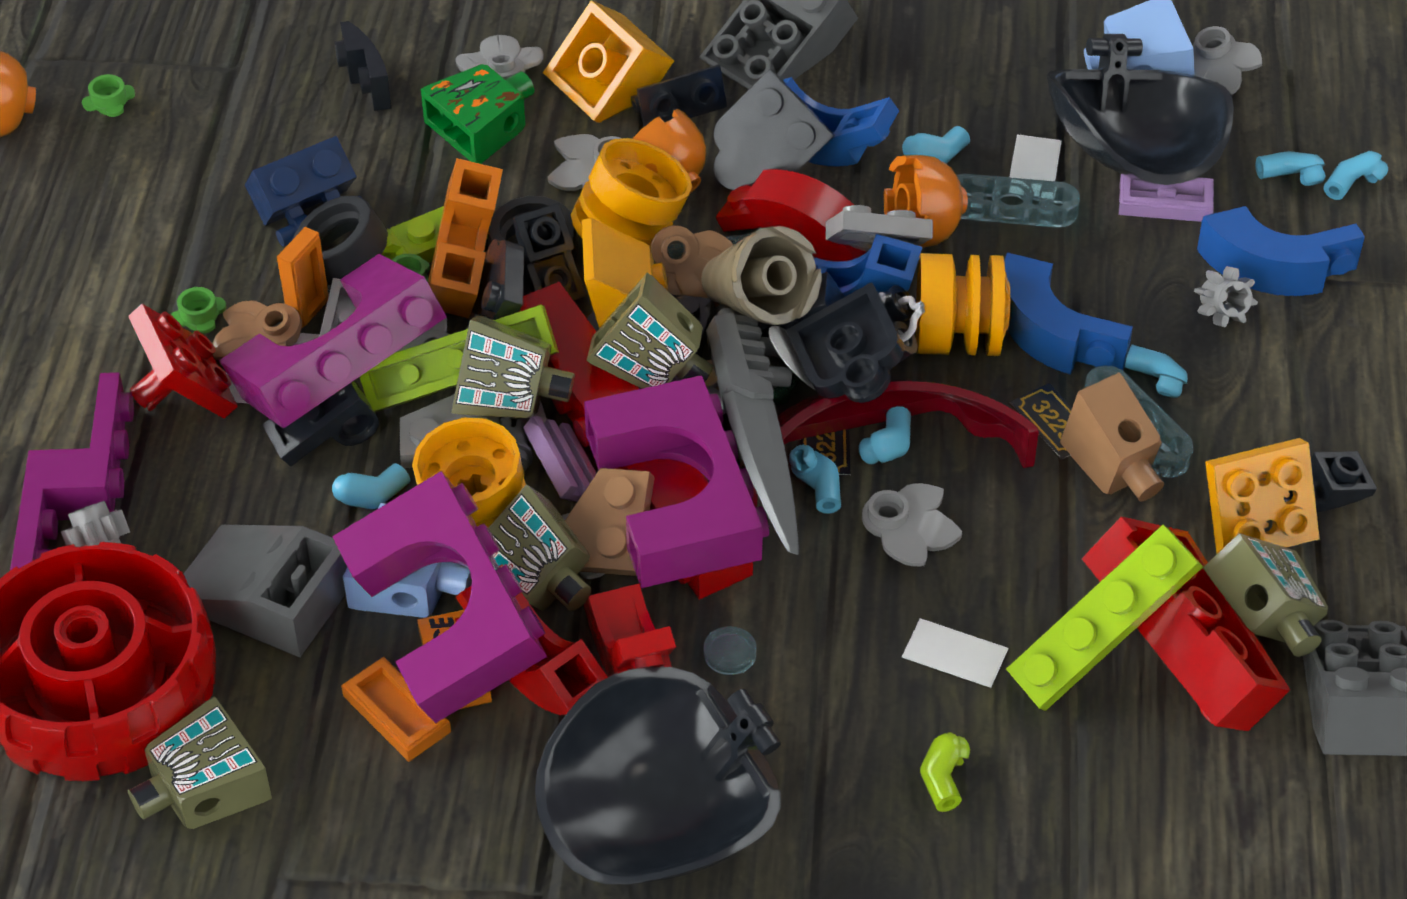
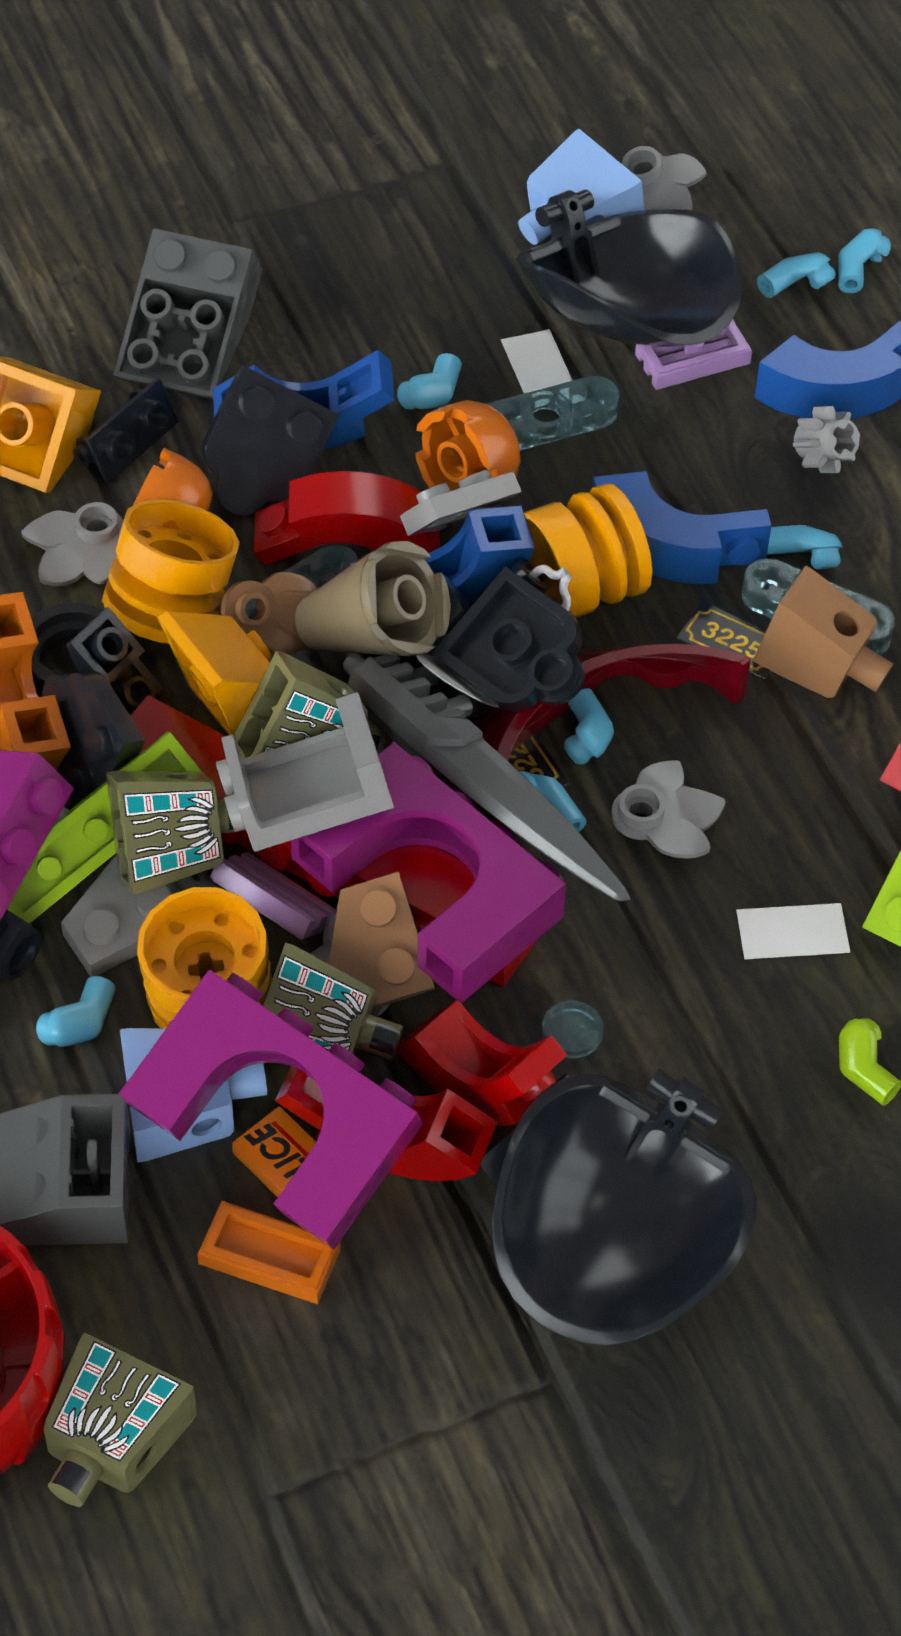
camera: 30 degrees left, 5 degrees up
(612, 377) = (306, 782): none -> light grey panel

